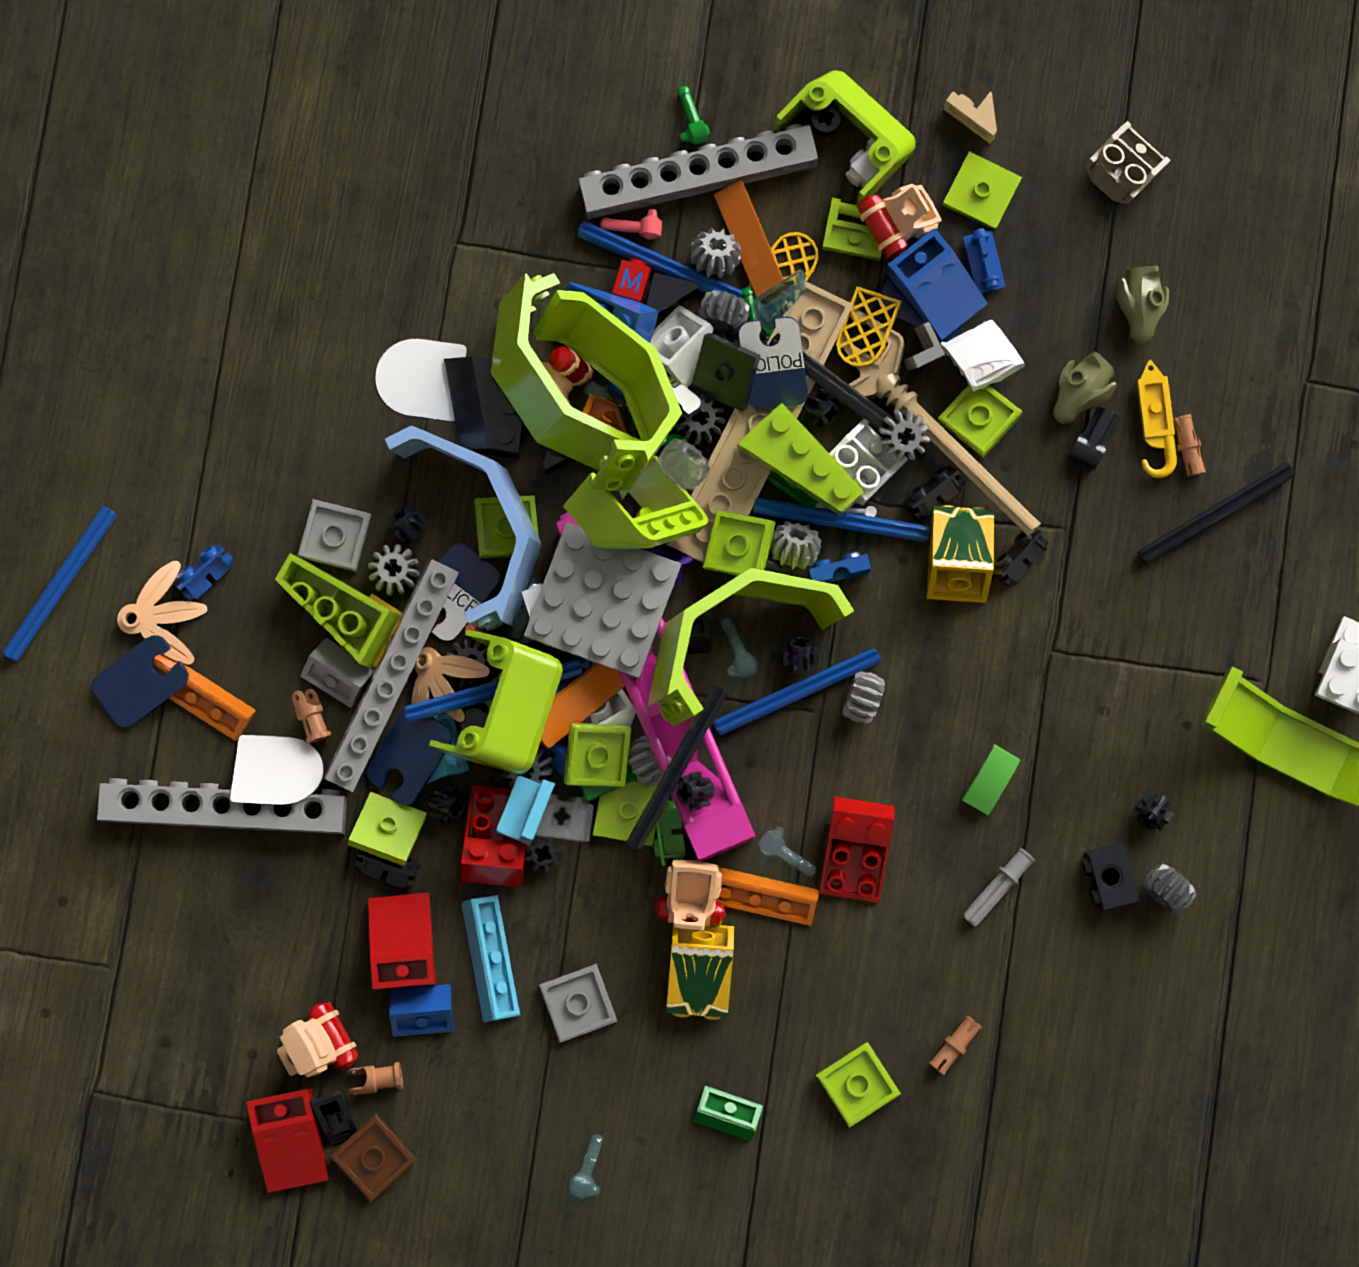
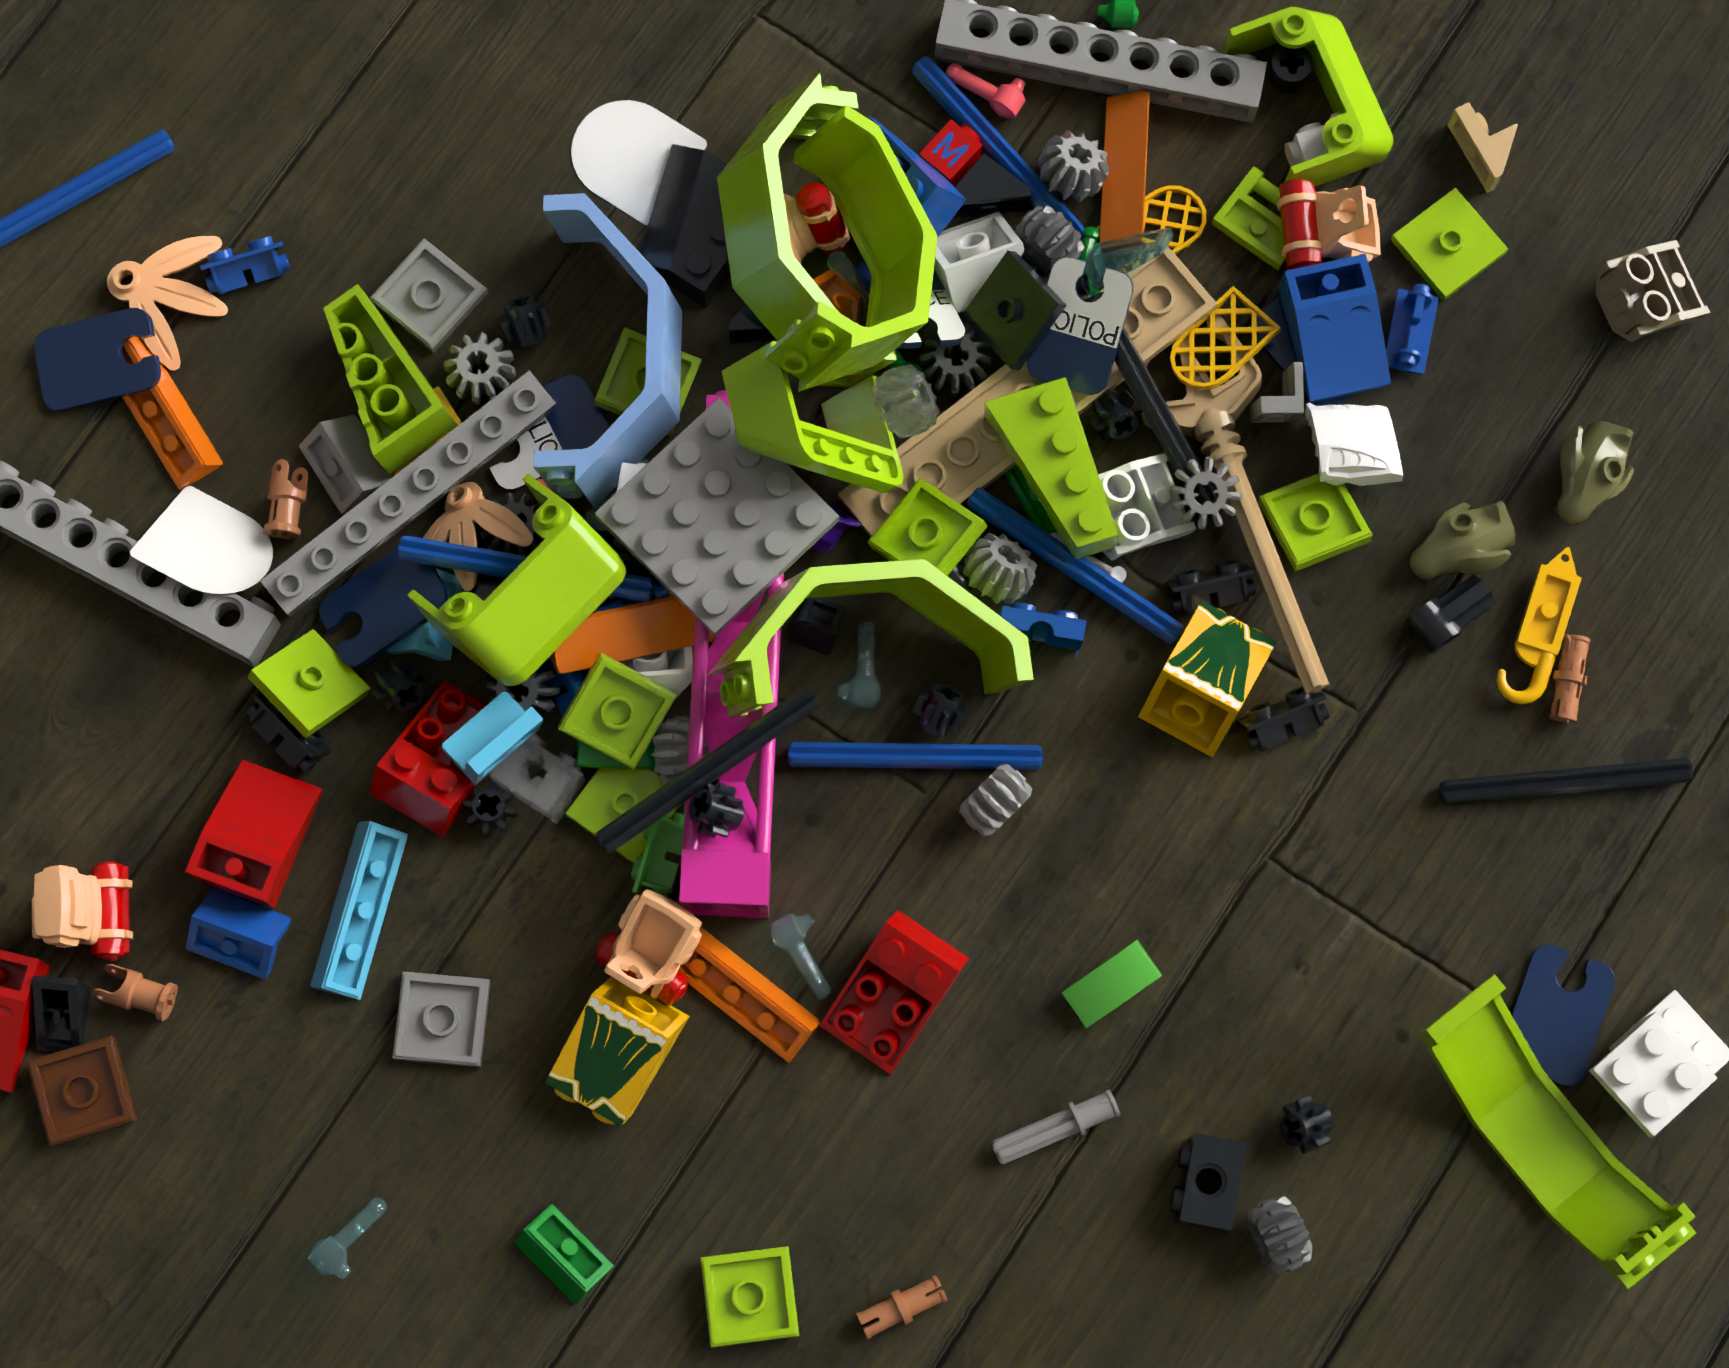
camera: 25 degrees right, 5 degrees down
(1282, 670) = (1559, 1022): none -> dark blue piece

